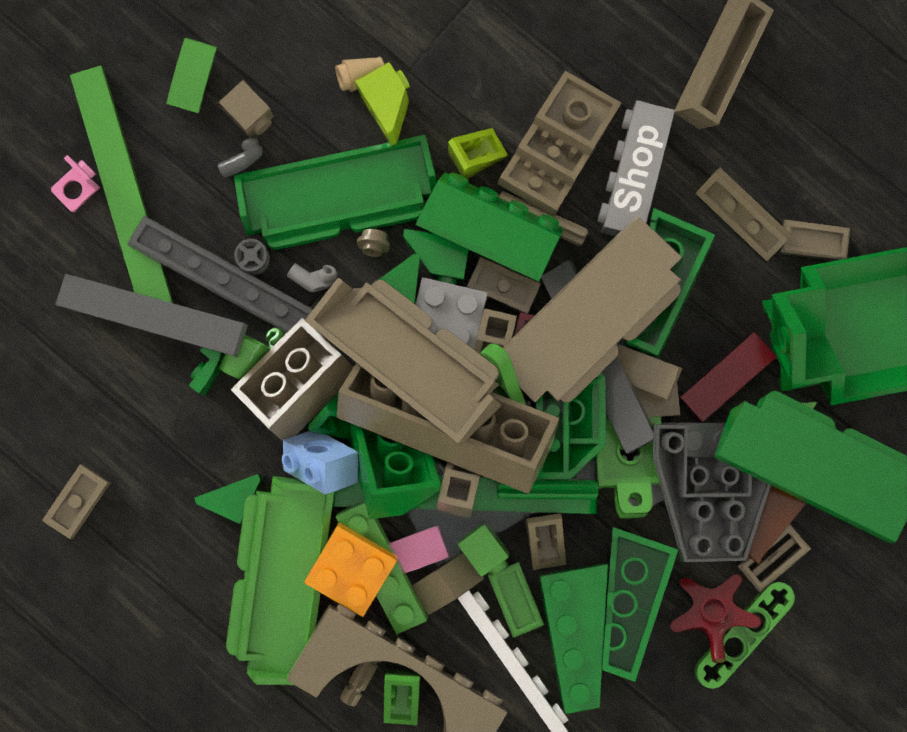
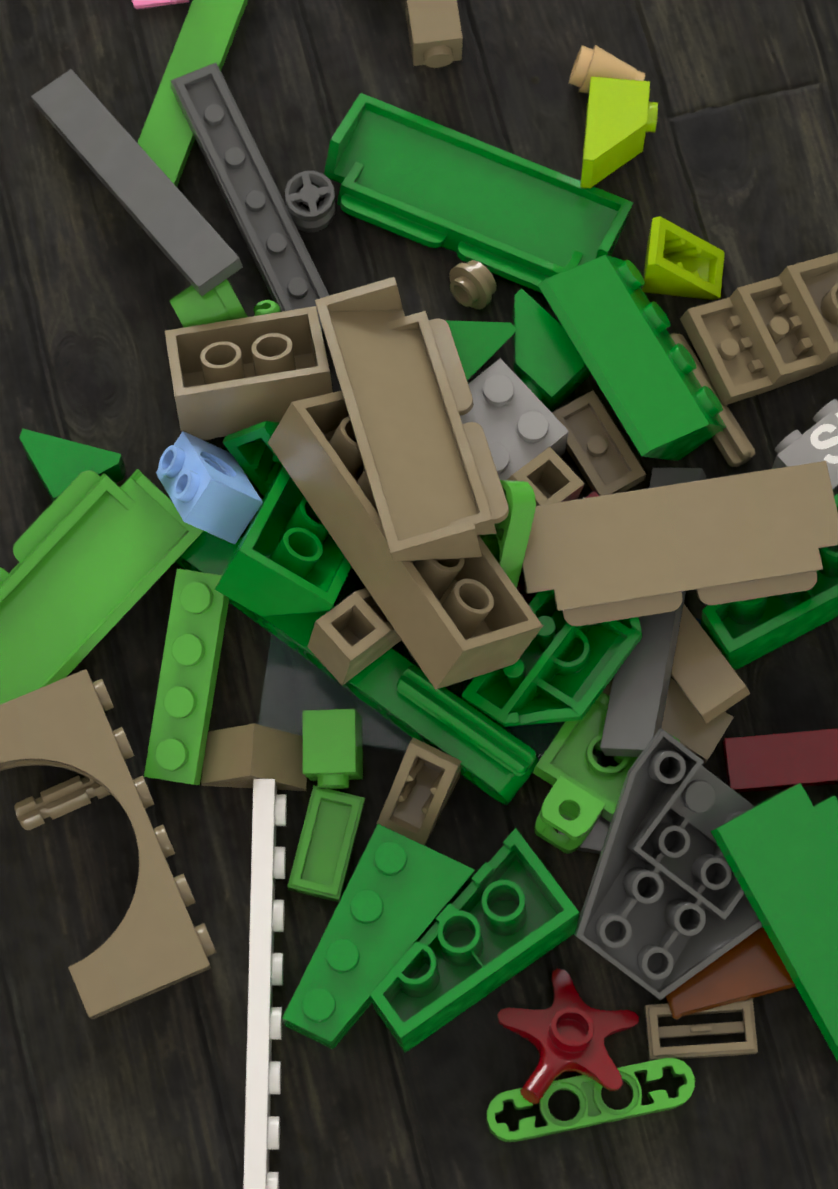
camera: 35 degrees right, 10 degrees down
(206, 374) = (151, 298): green slope -> none
(243, 160) = (383, 81): dark grey arm -> none
(313, 281) = (356, 271): light grey arm -> none
(351, 569) = (147, 645): light orange plate -> none
(401, 697) = (92, 857): bright green slope -> none
(421, 549) = (253, 693): bright pink tile -> none

